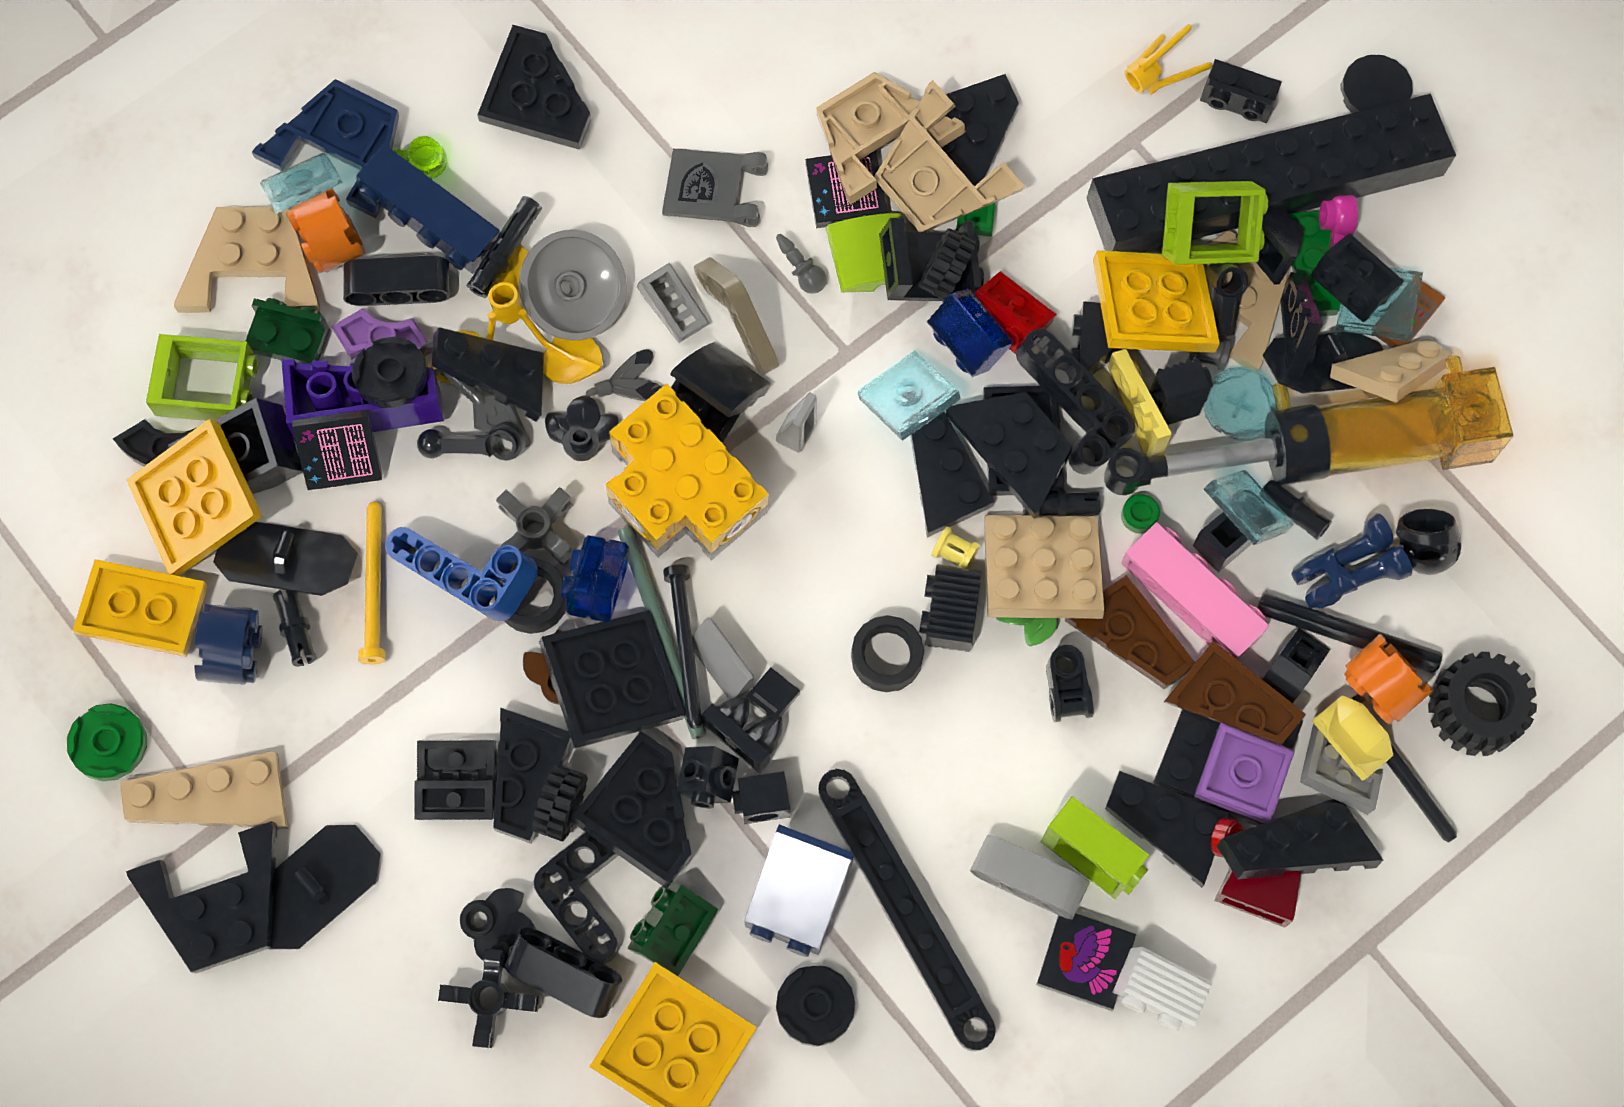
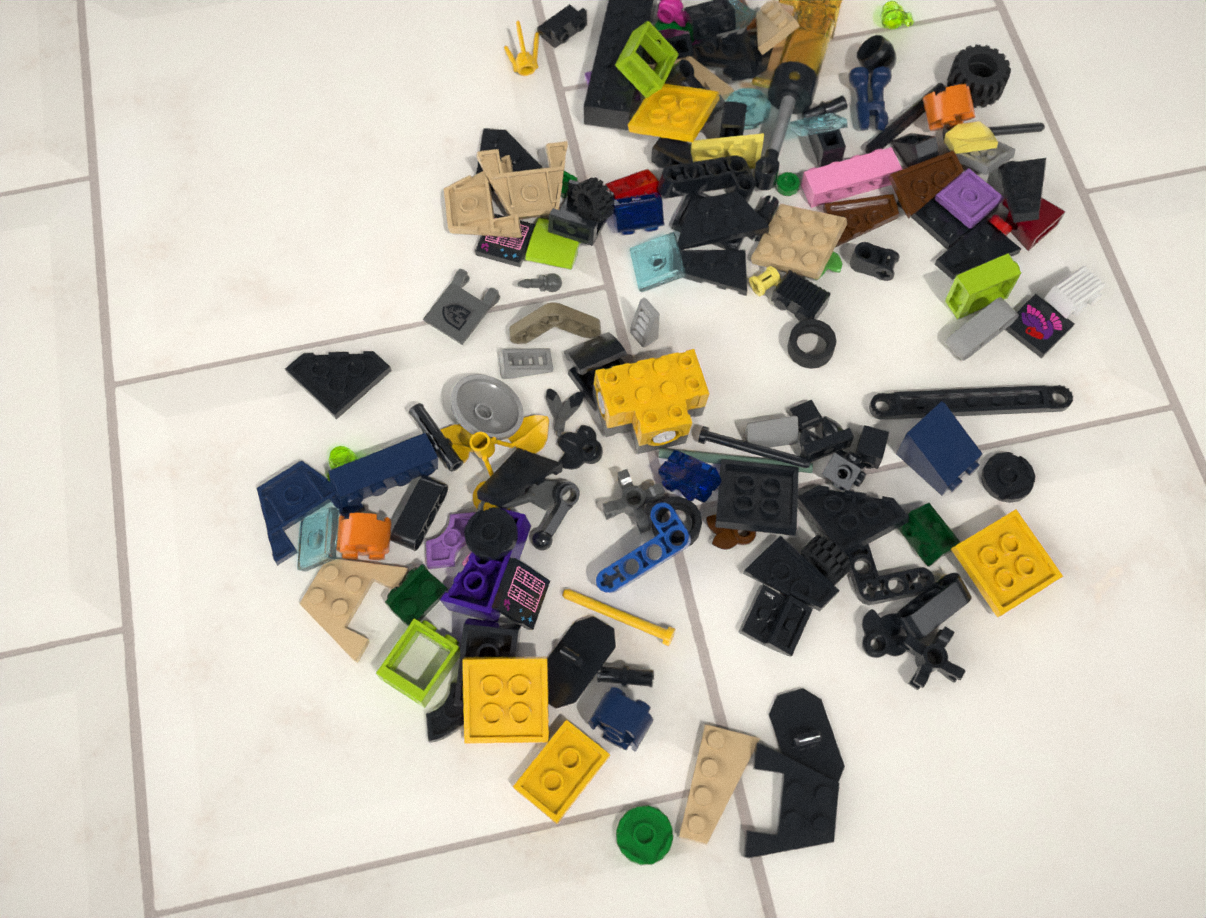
camera: 60 degrees left, 5 degrees down
(1530, 537) = (894, 16): none -> clear neon green piece

